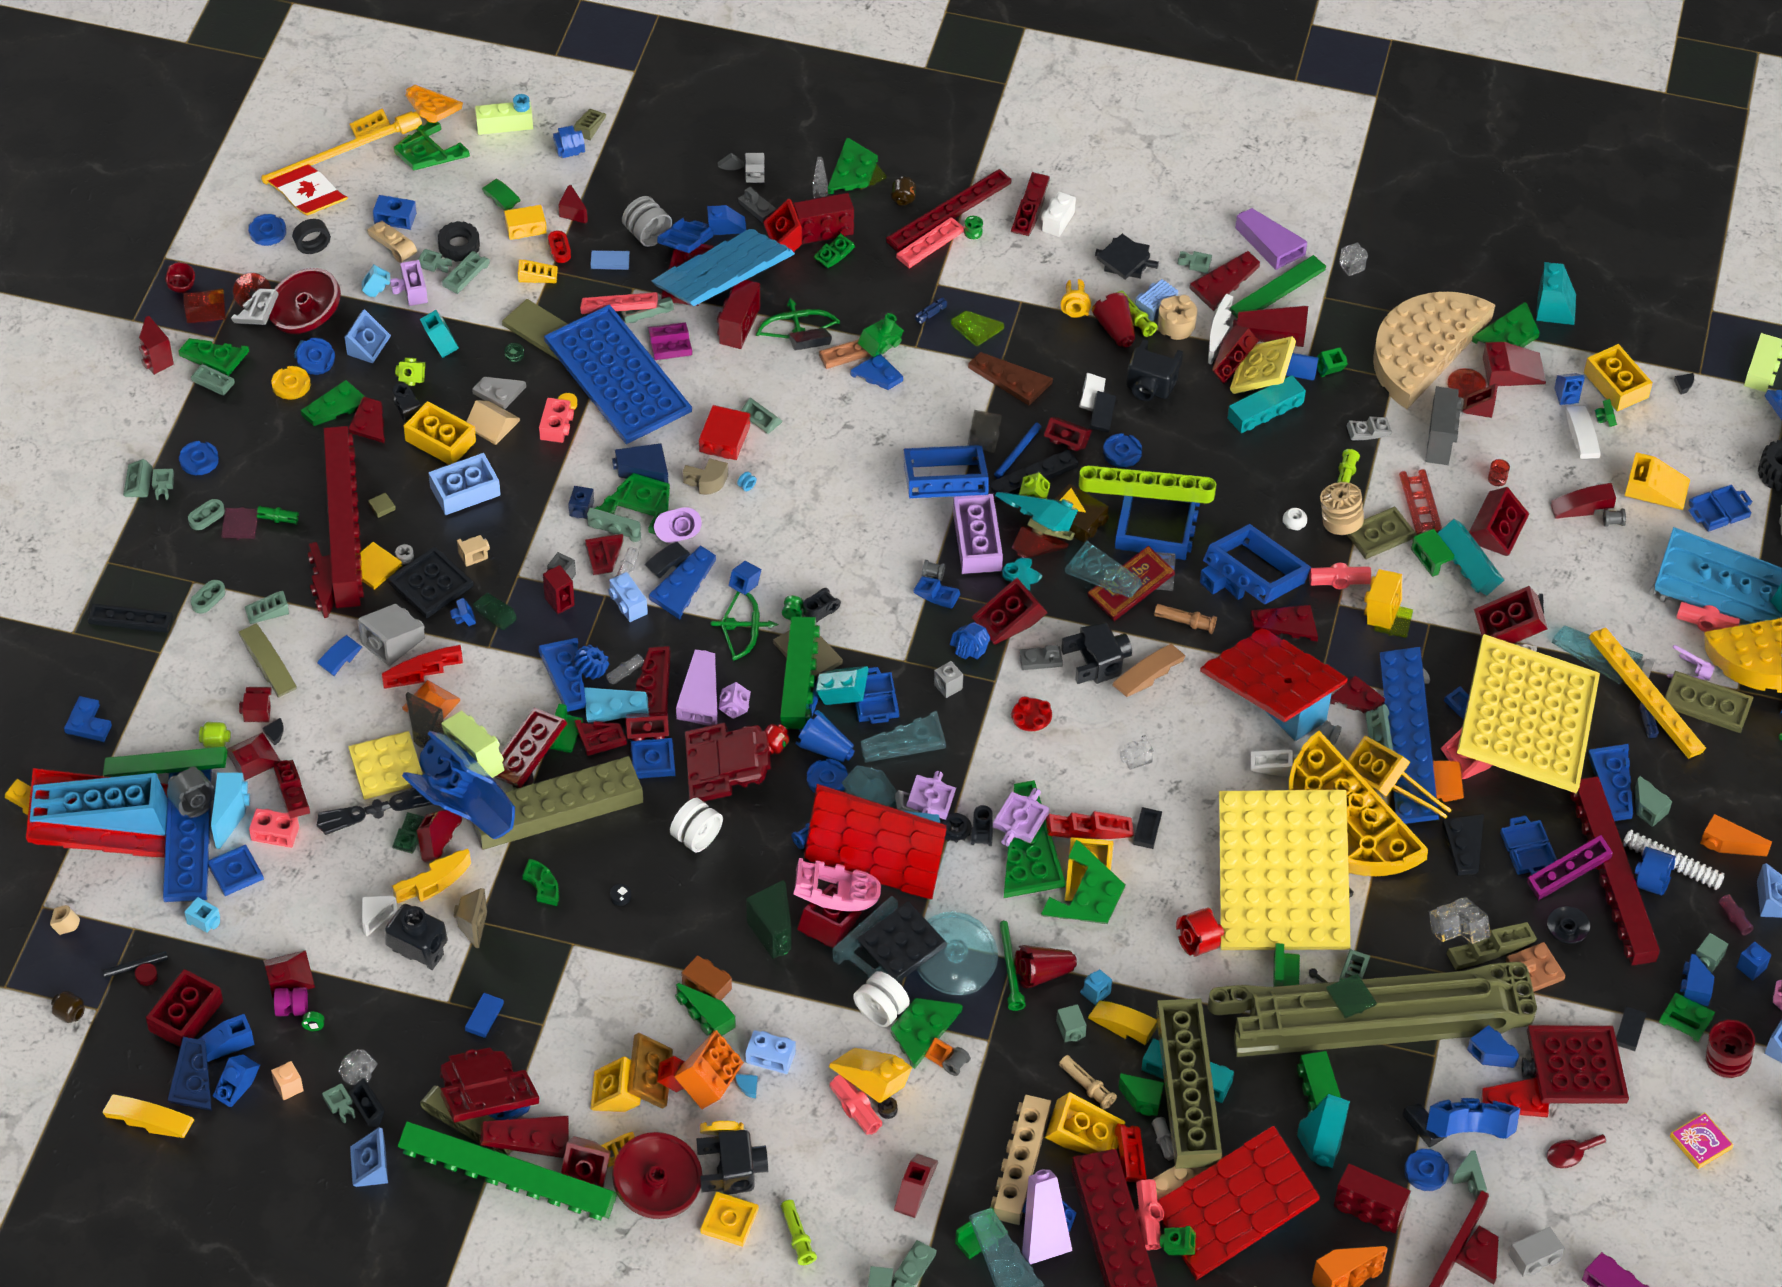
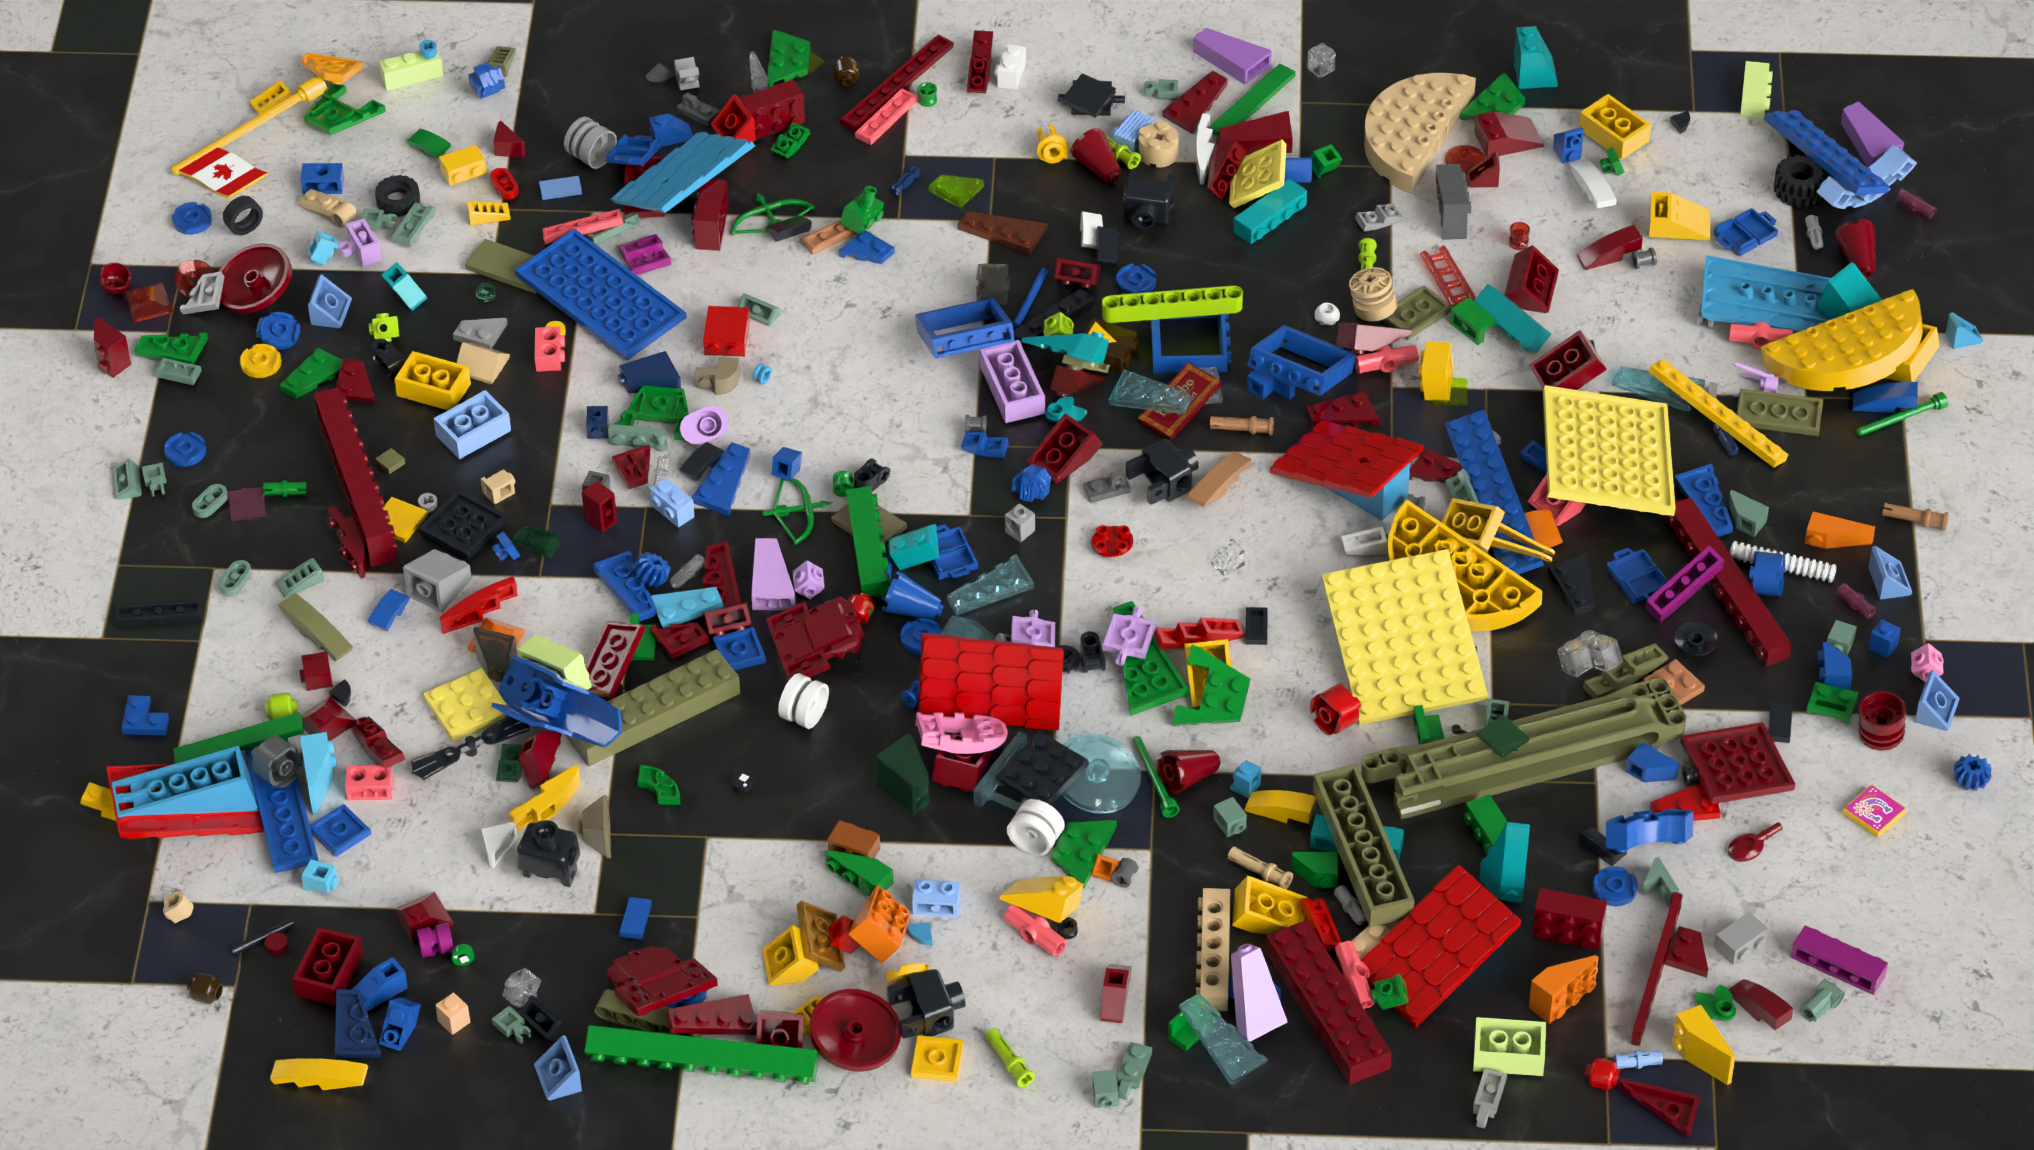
camera: 10 degrees left, 5 degrees down
(1327, 552) = (1360, 337): none -> slope

